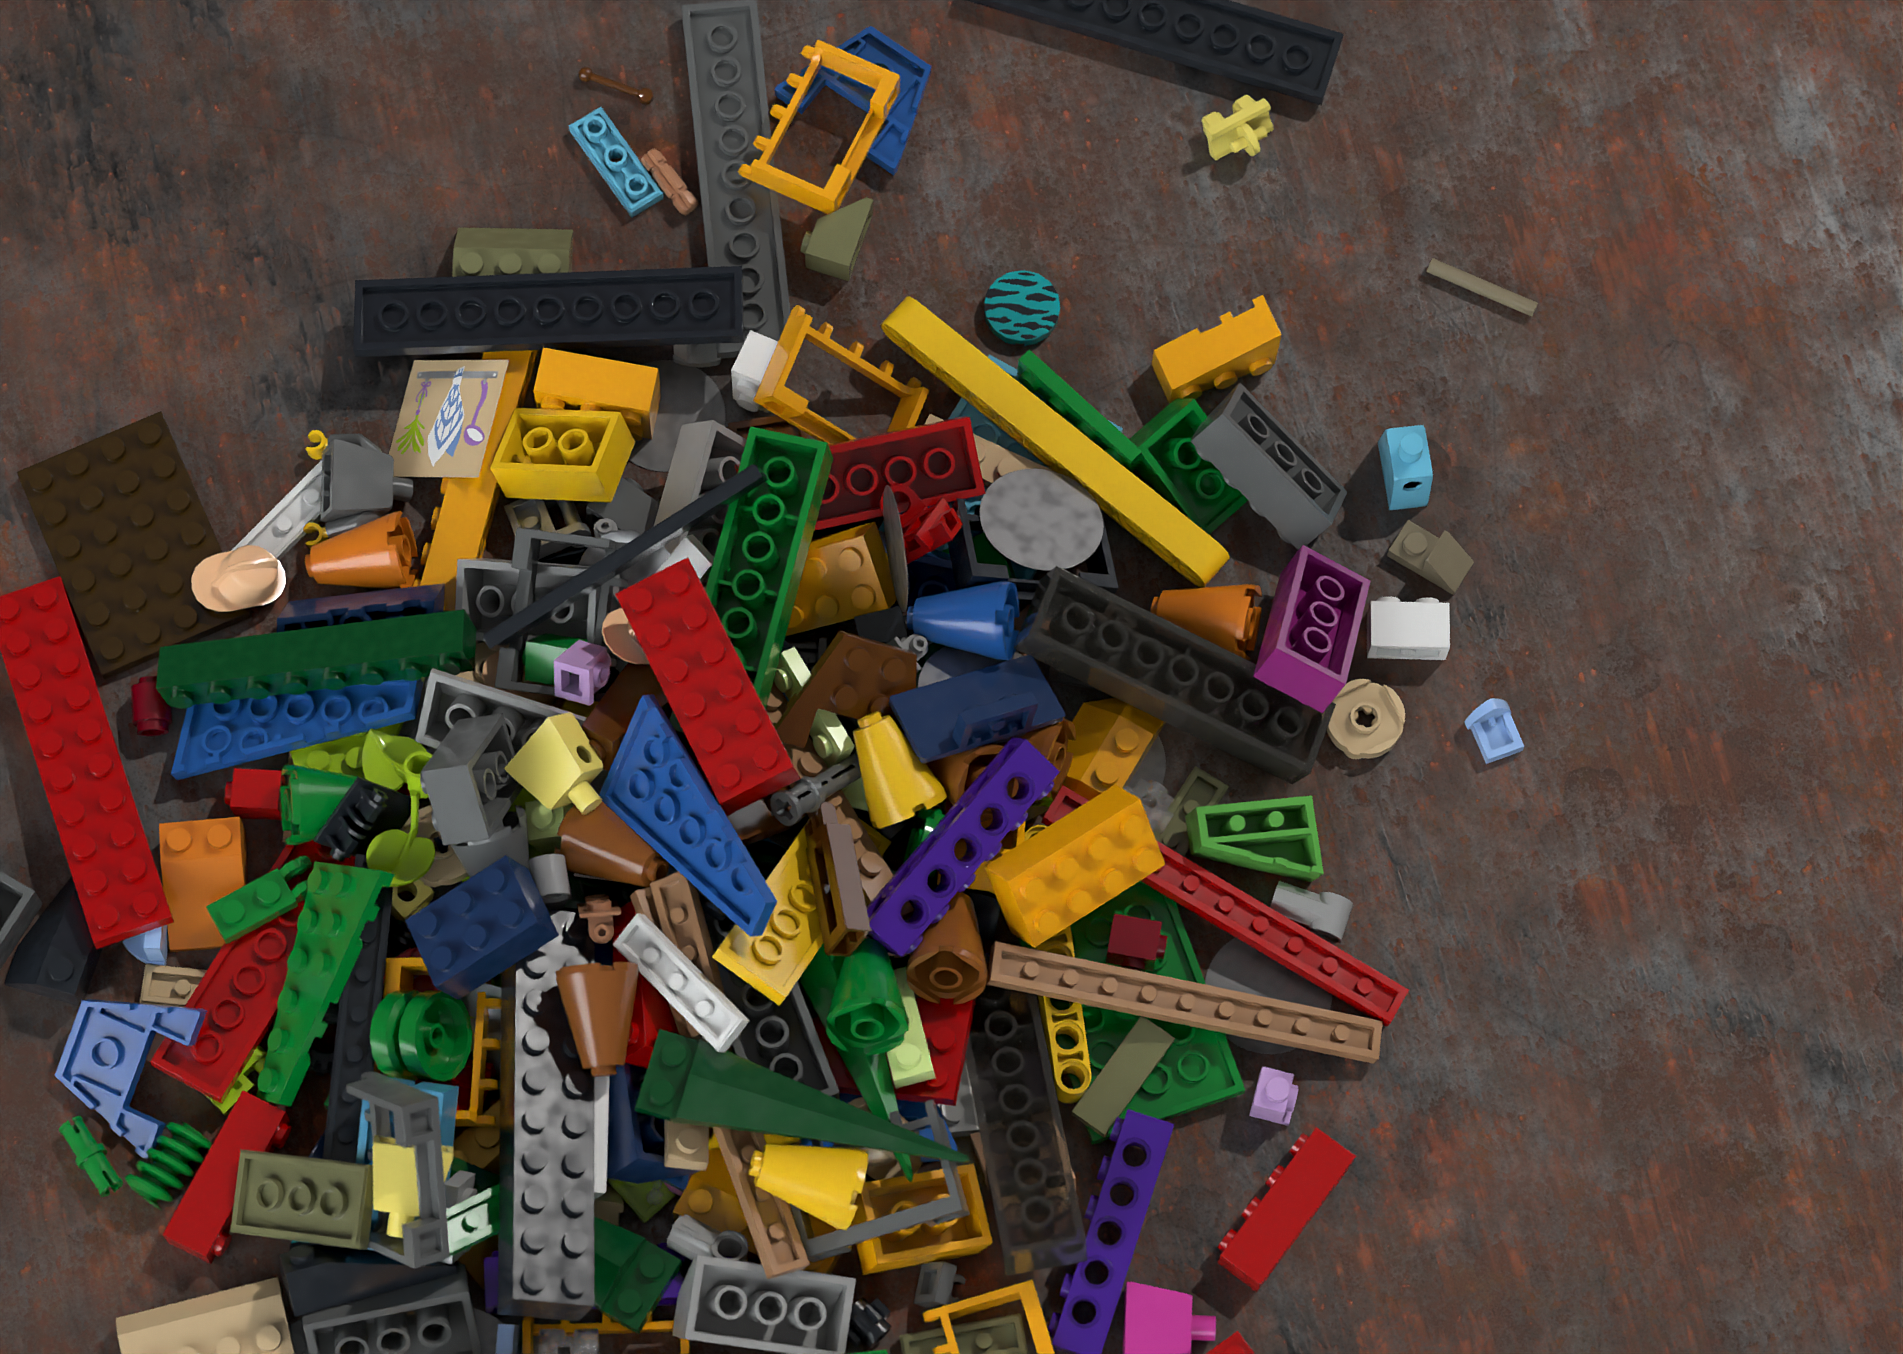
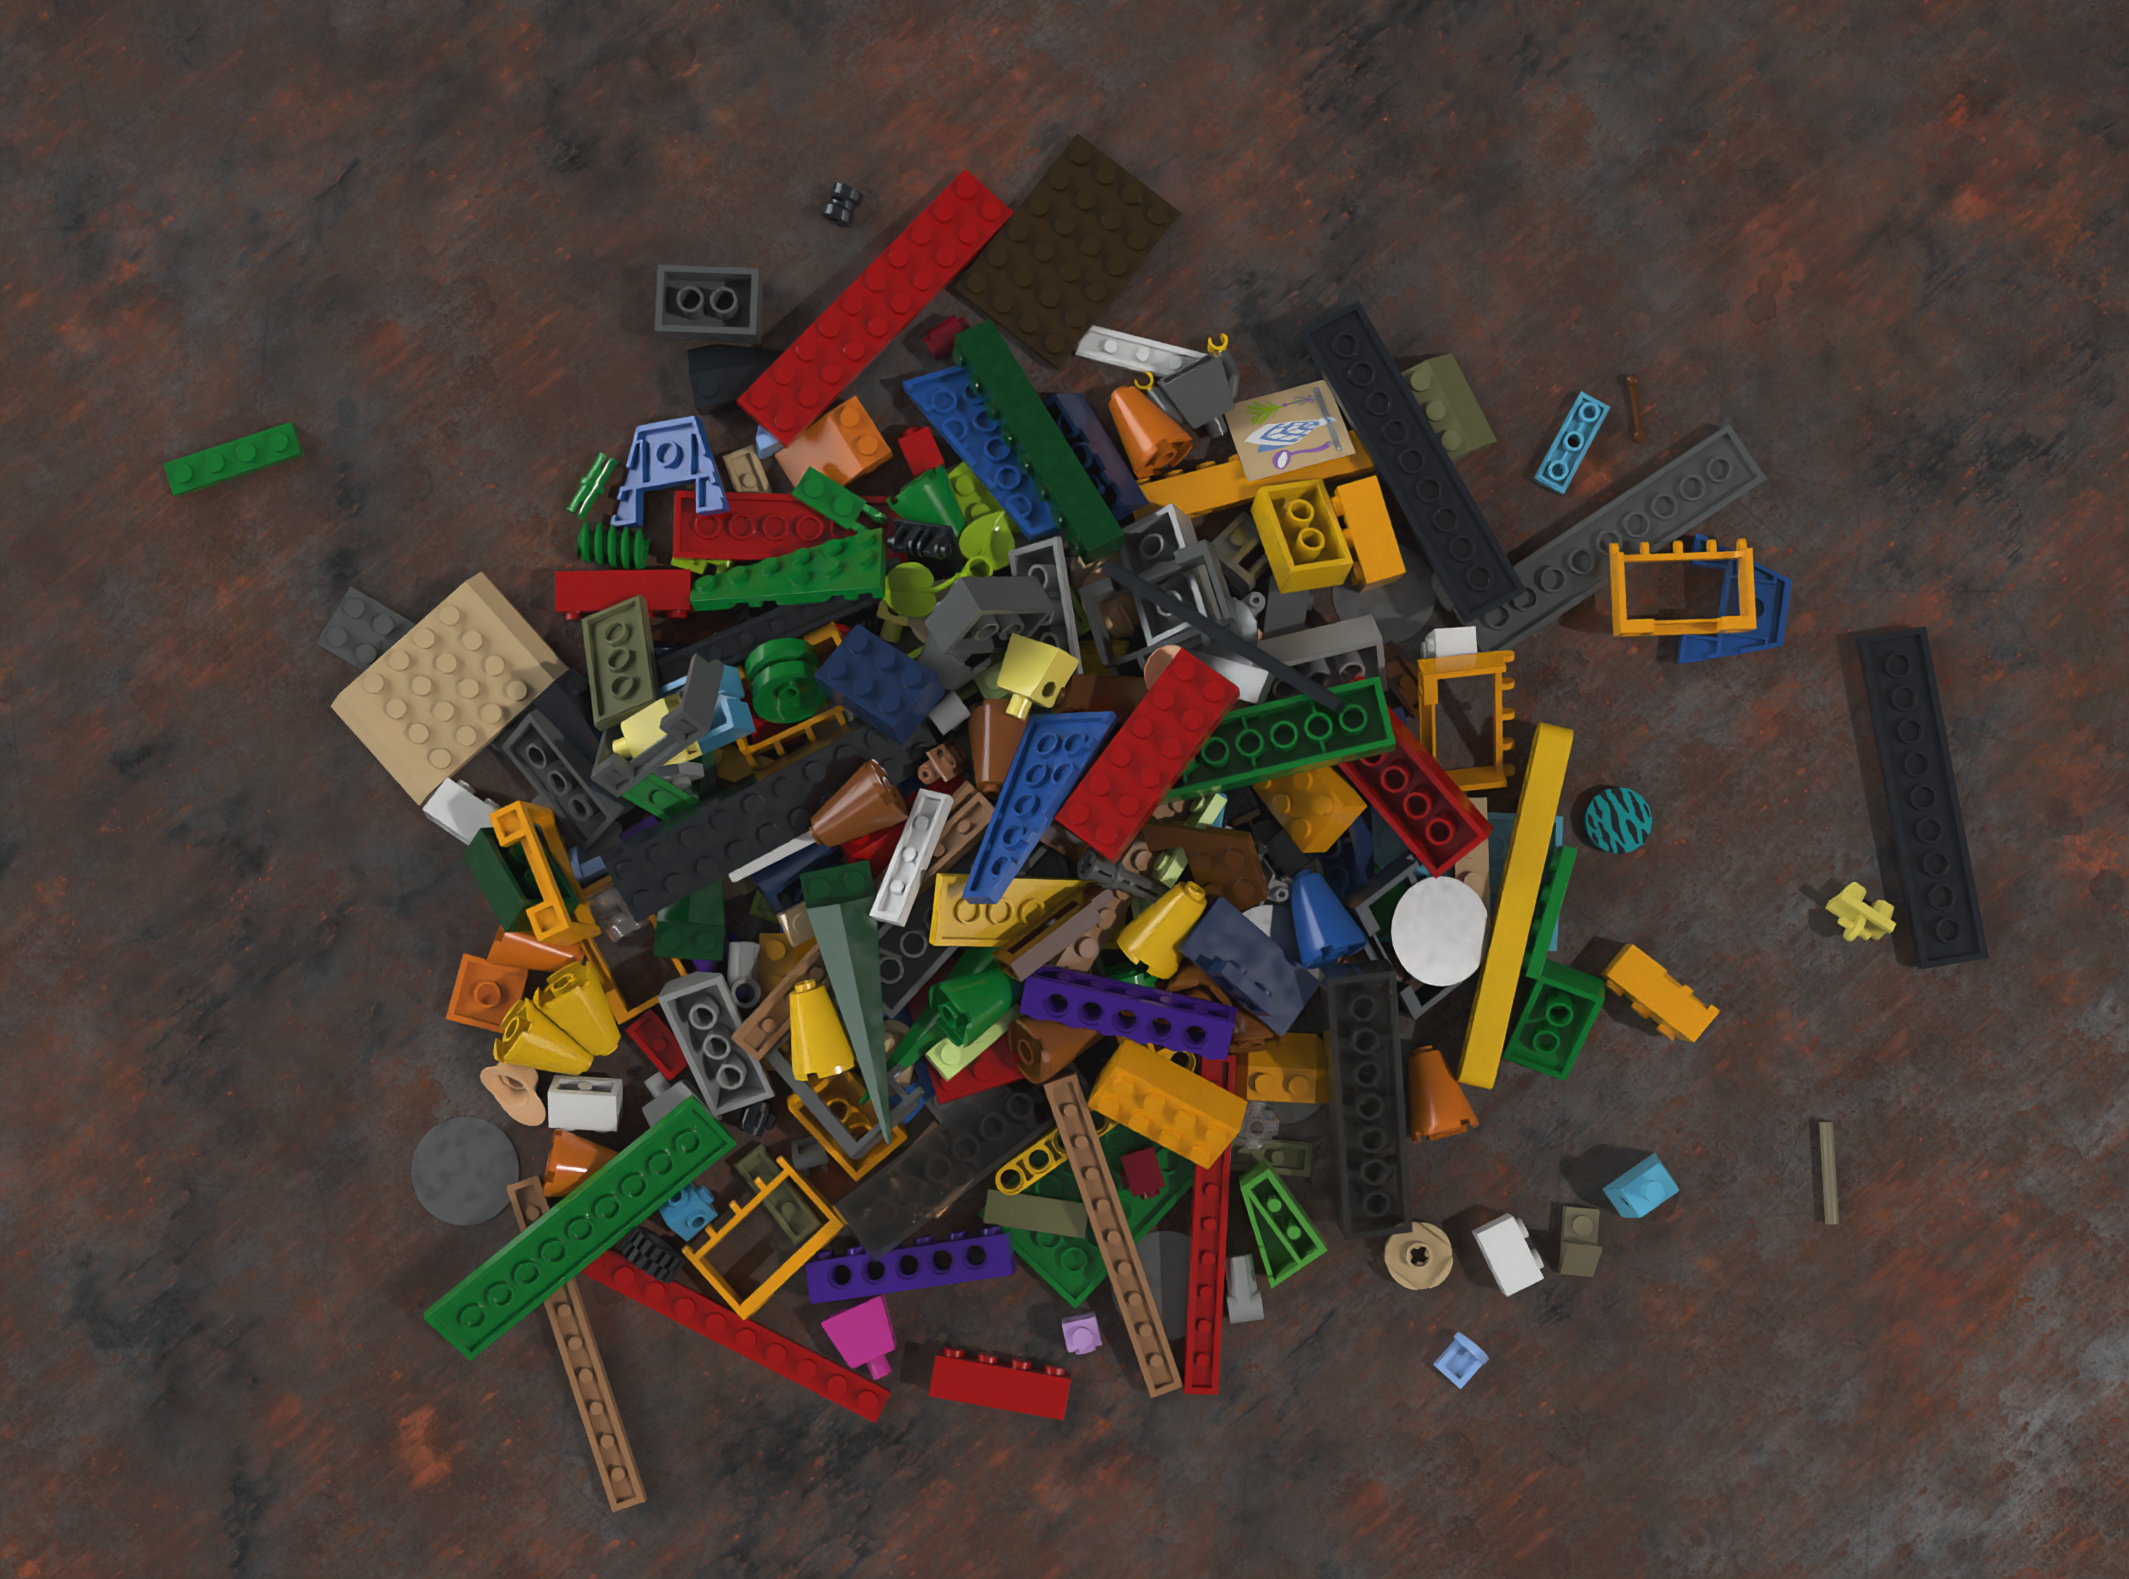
camera: 65 degrees right, 15 degrees up
(238, 579) = (1078, 346): light nougat piece -> none
(540, 656) = (1125, 623): green brick -> none
(590, 672) = (1118, 650): lavender brick -> none
(669, 181) = (1576, 493): nougat axle -> none
(838, 239) = (1596, 649): olive slope -> none
(895, 548) = (1345, 837): flat silver sticker -> none
(924, 526) = (1380, 846): red piece -> none
(1269, 468) = (1581, 1084): dark grey slope -> none
(1312, 629) = (1461, 1186): magenta brick -> none

